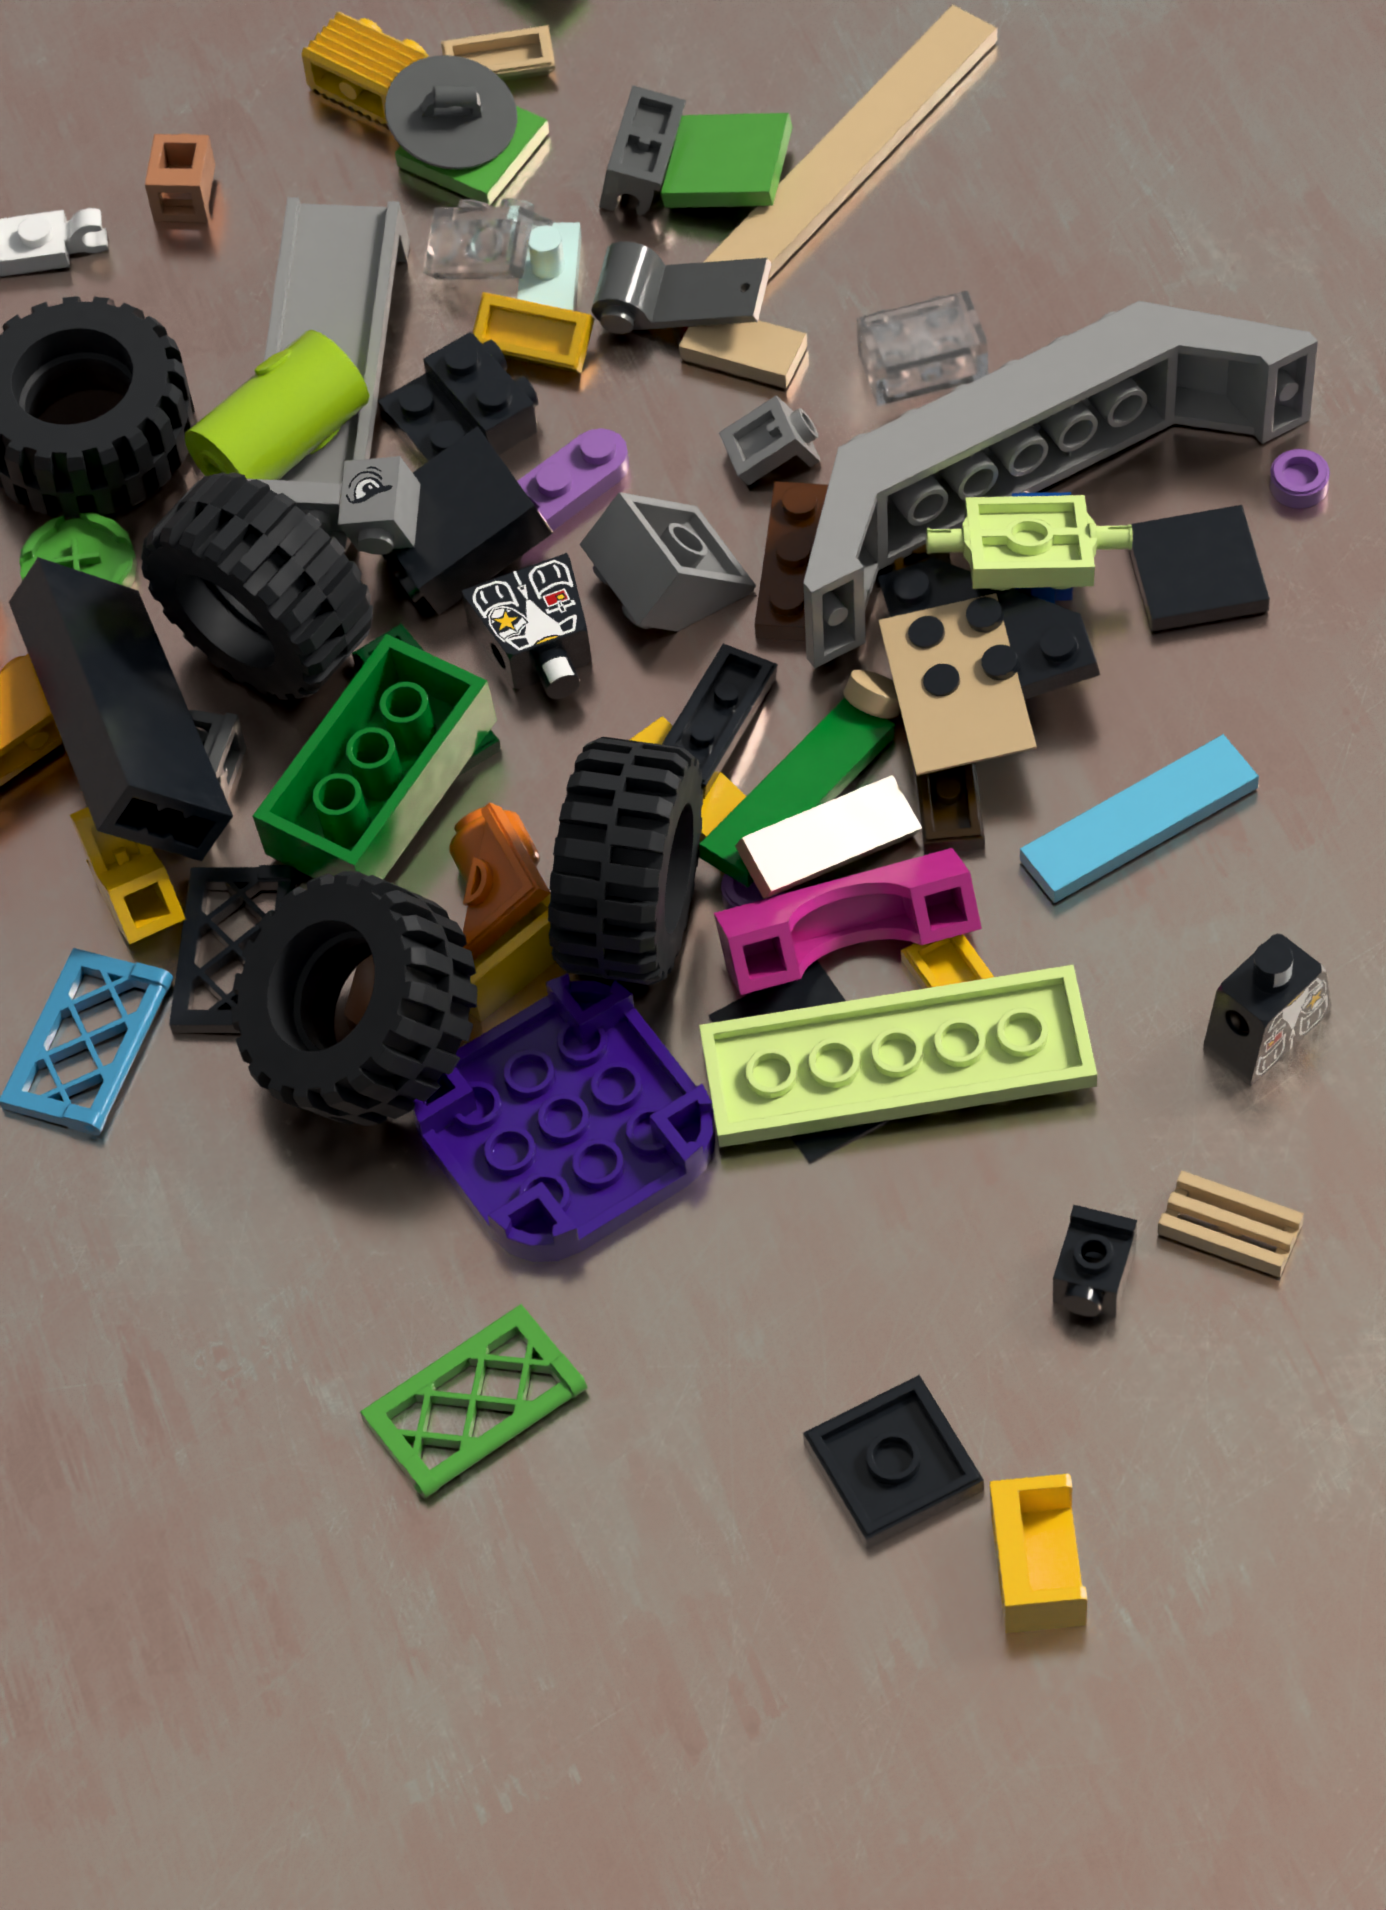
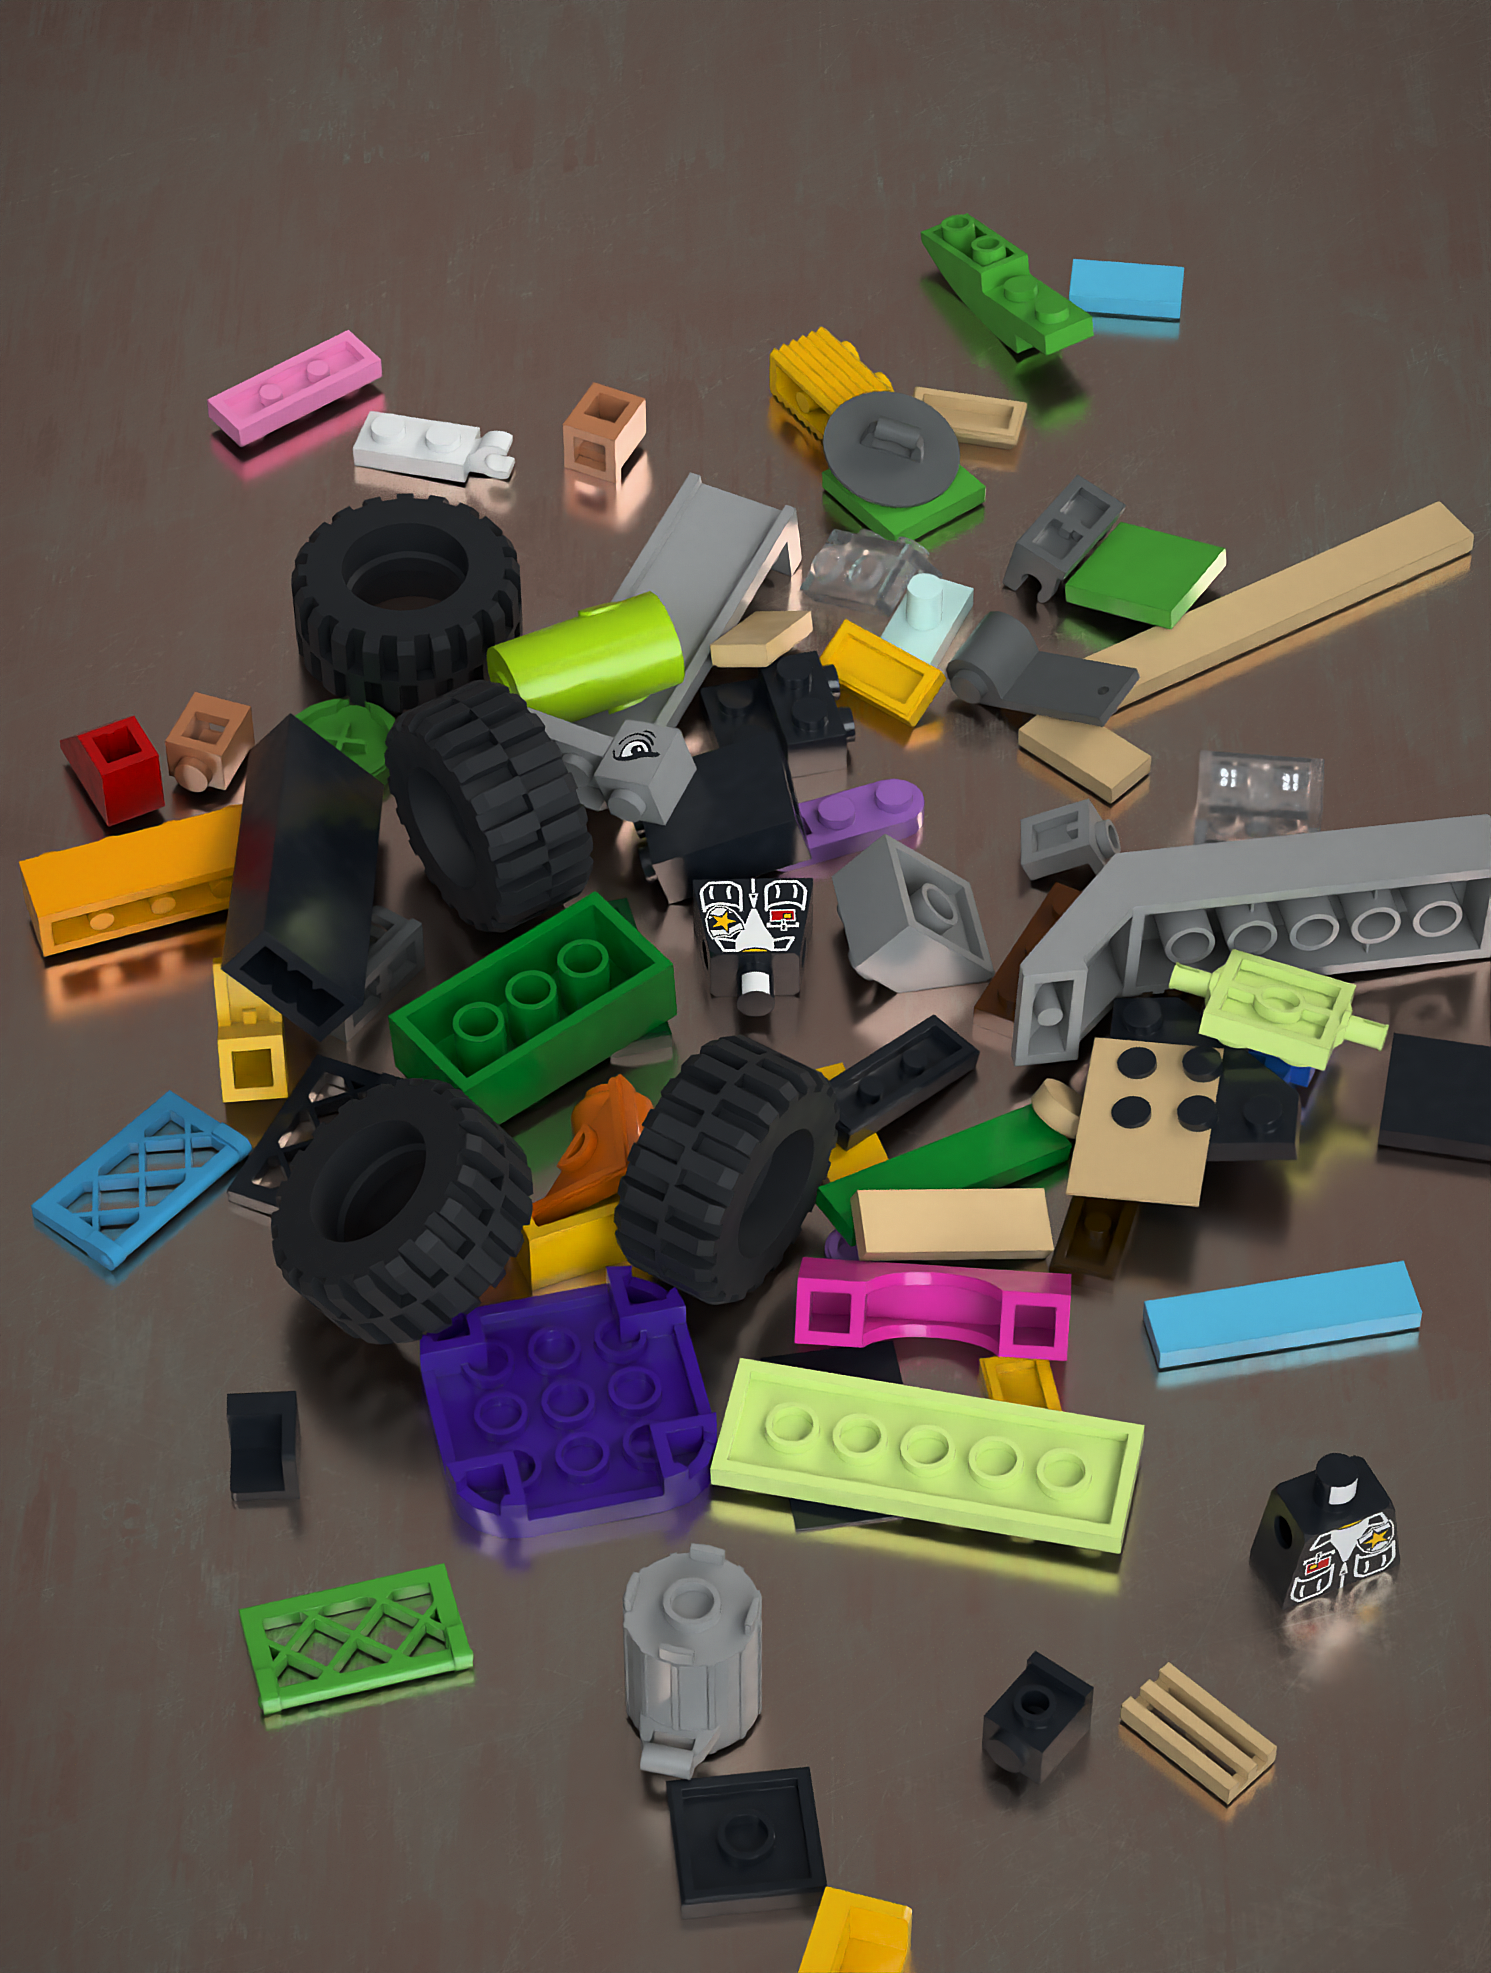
camera: 15 degrees right, 10 degrees down
(316, 1254) = (264, 1445): none -> black panel
(415, 335) = (761, 638): none -> tan tile
(787, 1319) = (691, 1657): none -> light grey container

